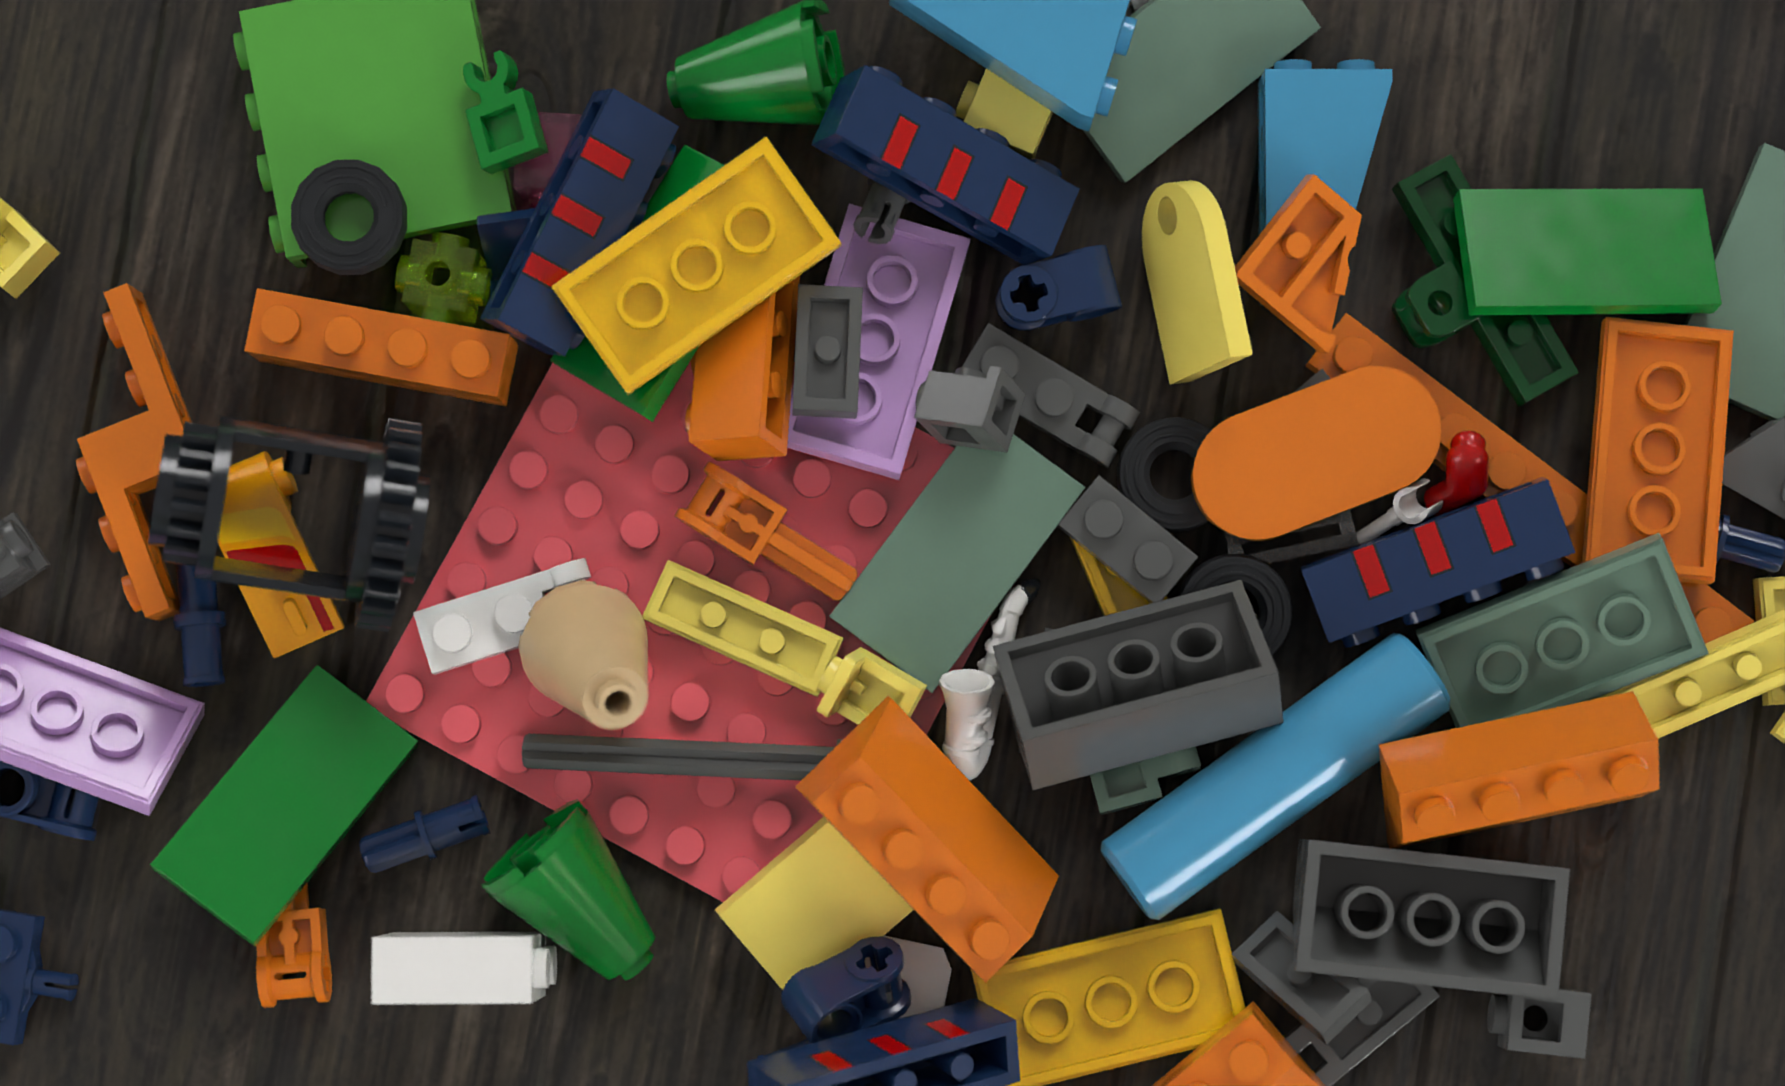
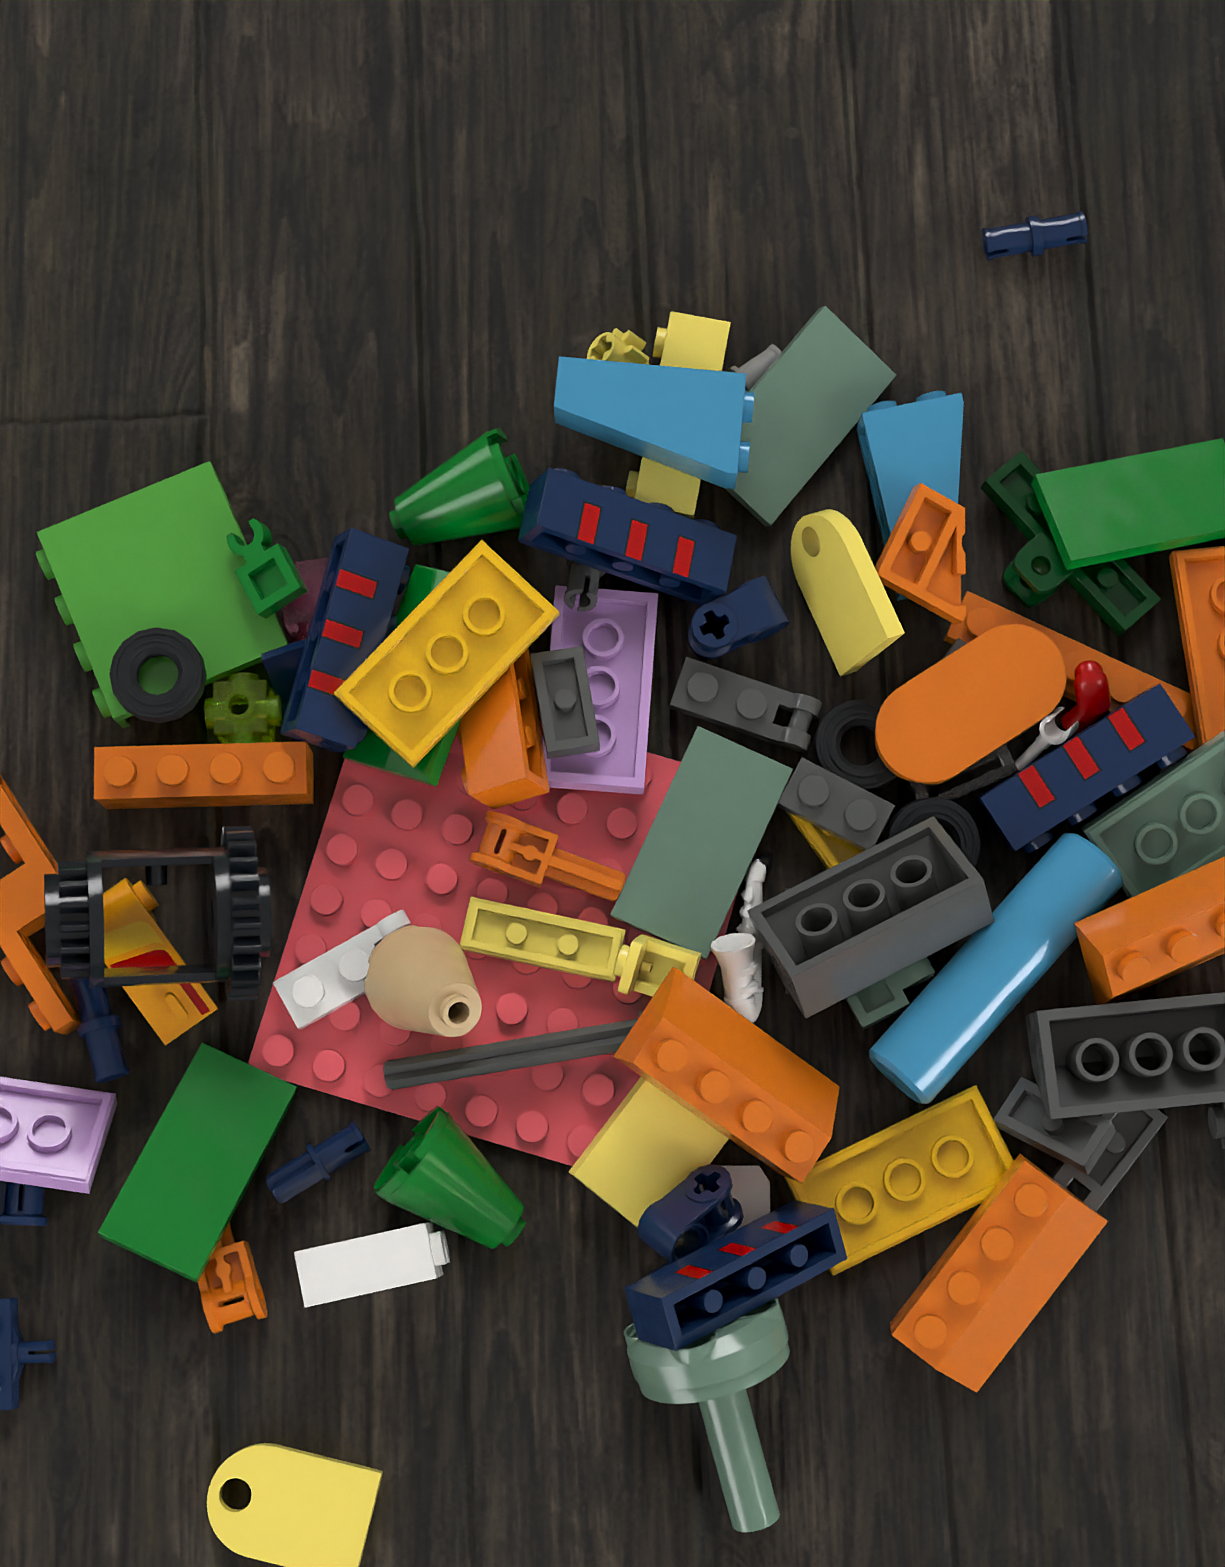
camera: 15 degrees left, 5 degrees down
(970, 408) = (688, 723): dark grey brick -> none

